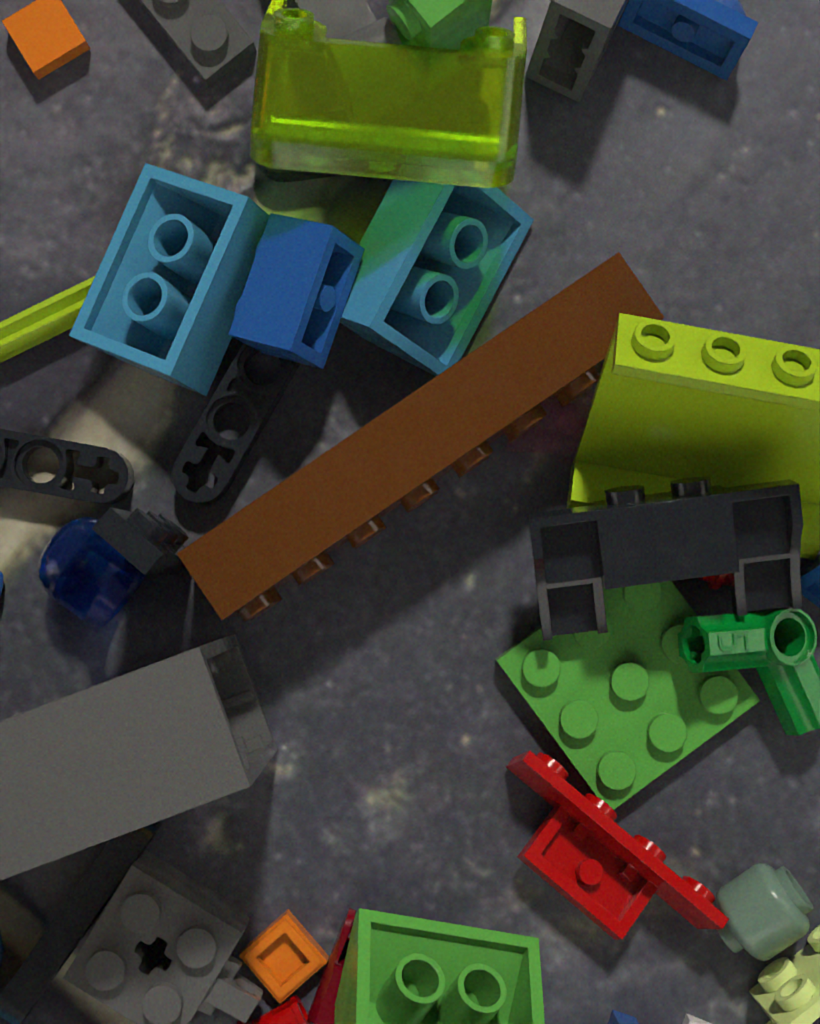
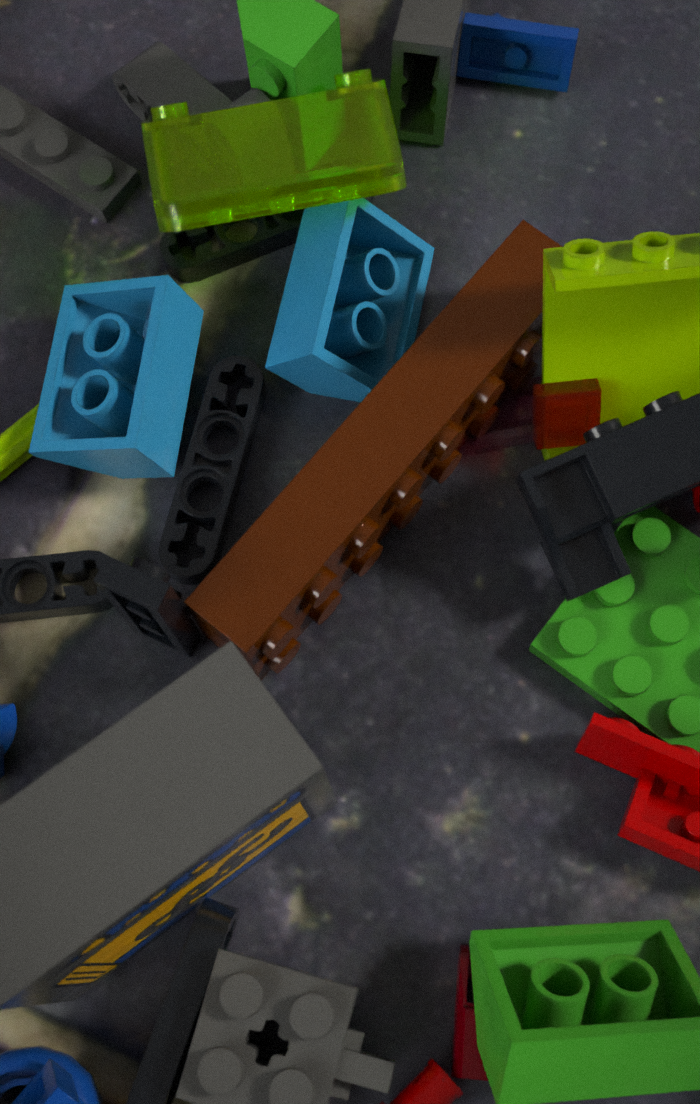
camera: 10 degrees left, 15 degrees down
(87, 573) = (104, 665): clear blue helmet -> none
(284, 956) = (407, 1019): orange tile -> none
(296, 290) = (234, 348): blue brick -> none
(601, 452) = (565, 412): none -> clear red tile

